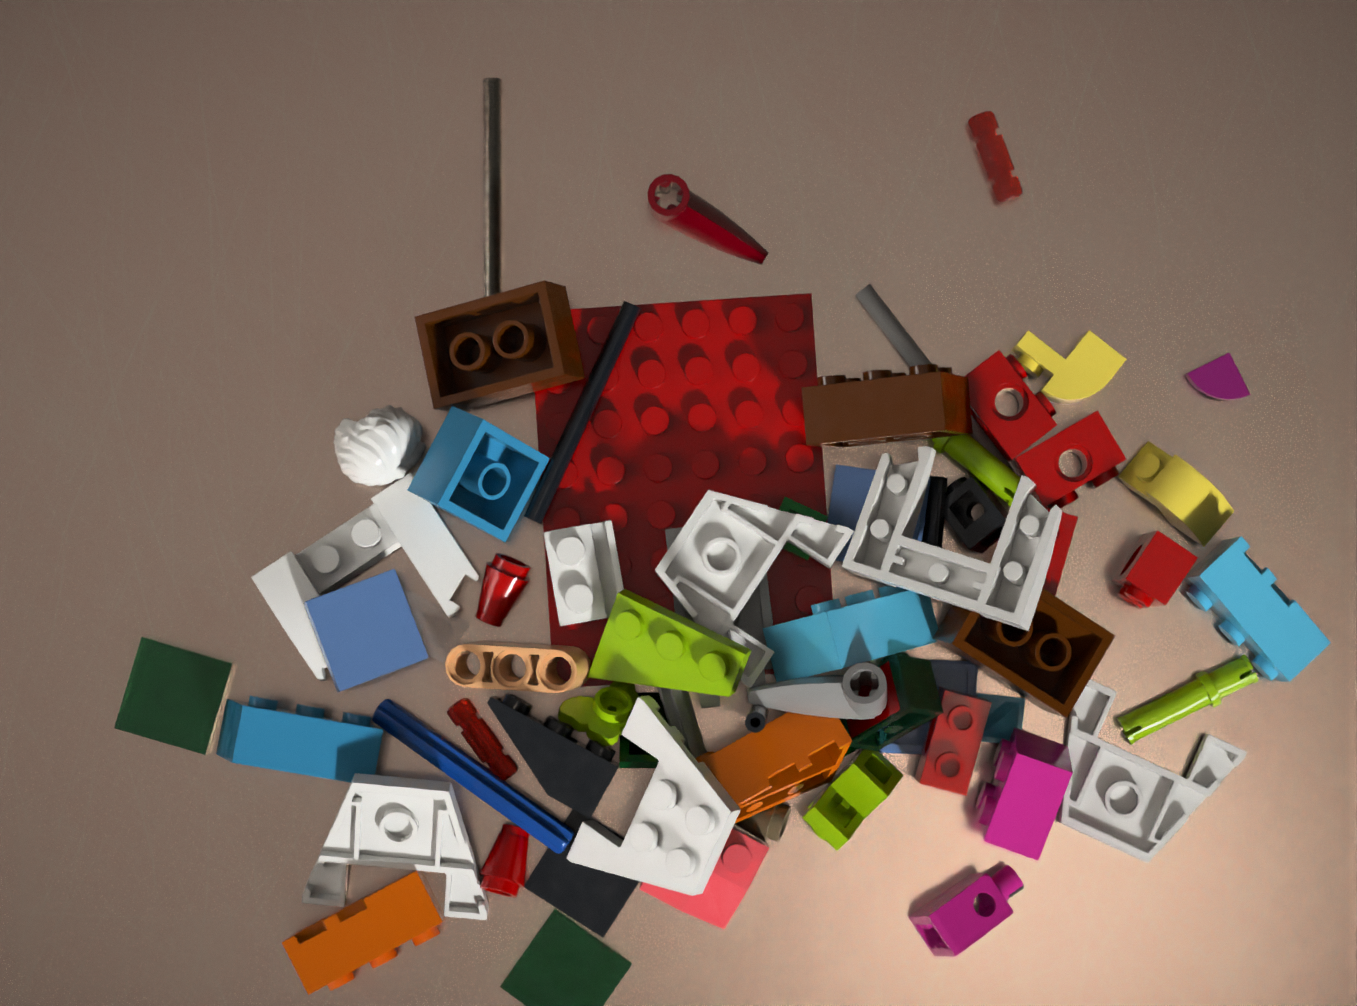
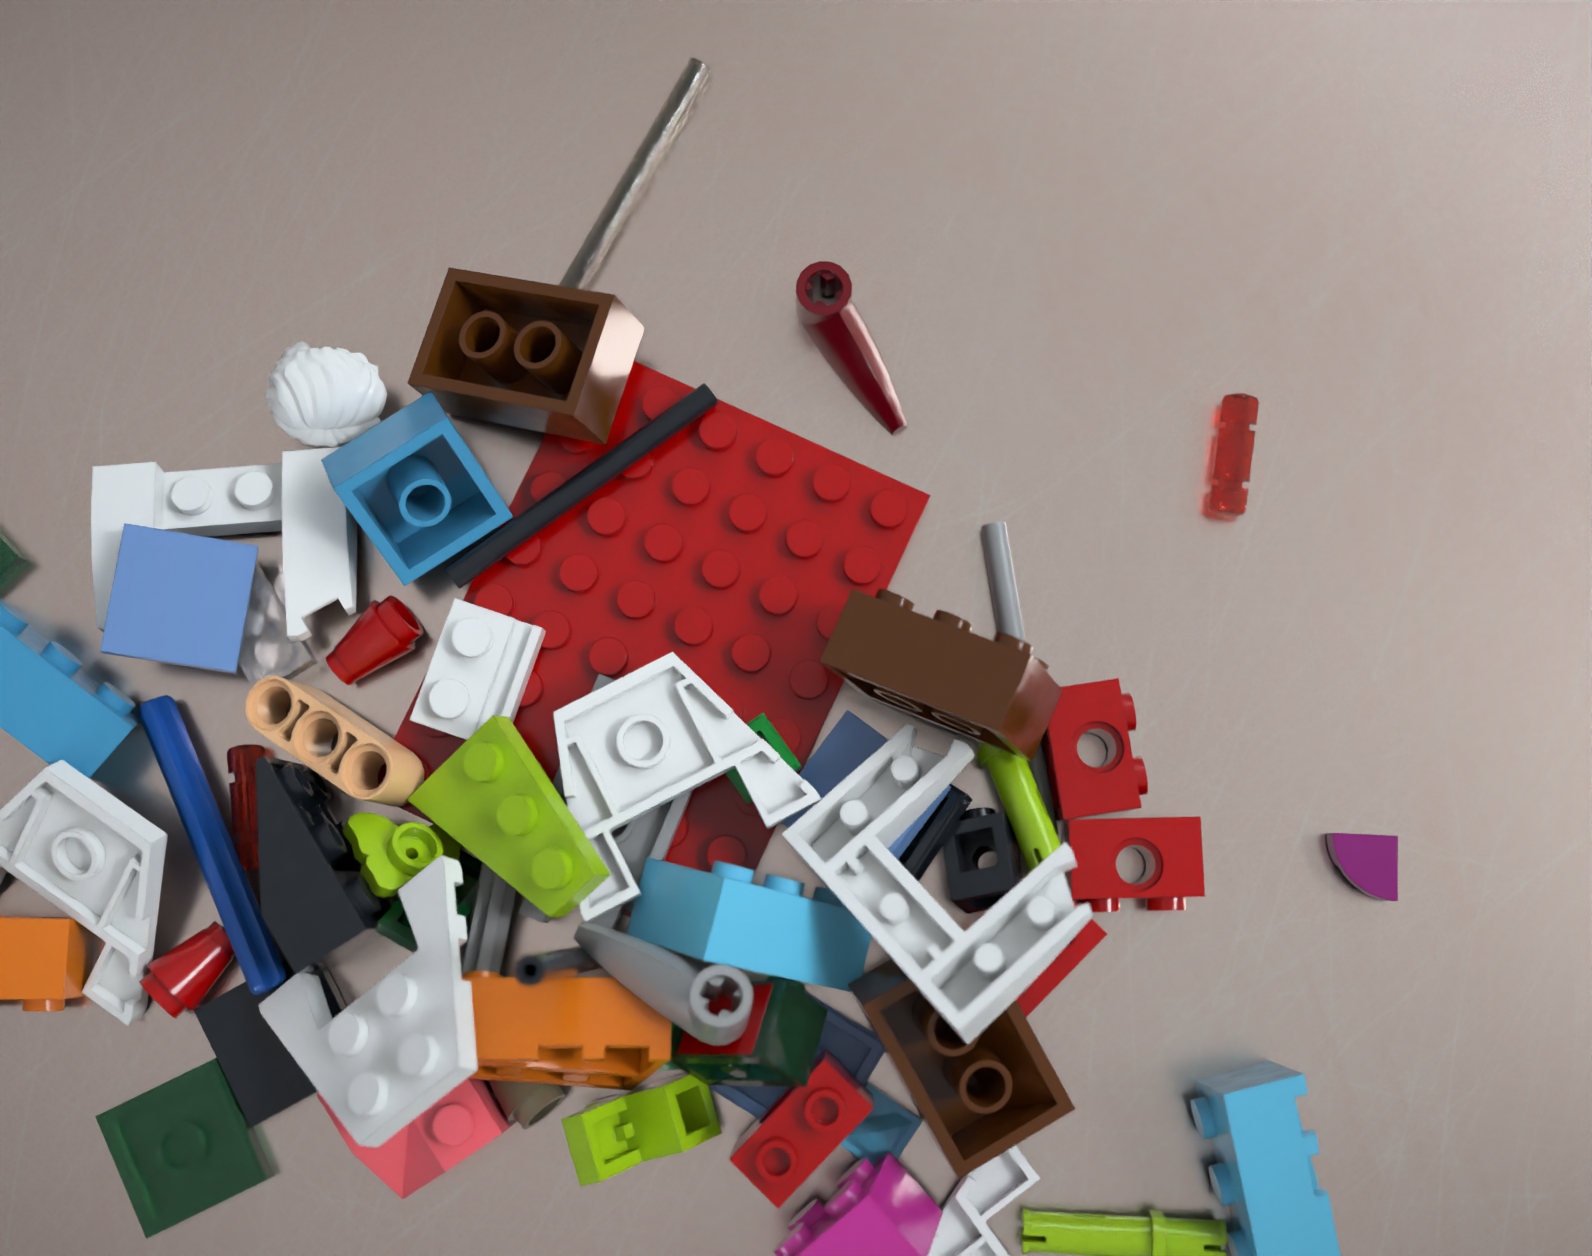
camera: 35 degrees right, 5 degrees down
(1076, 376) = (1190, 762): light yellow brick -> none
(1153, 571) = (1166, 1053): red brick -> none
(1178, 491) = (1247, 972): light yellow brick -> none

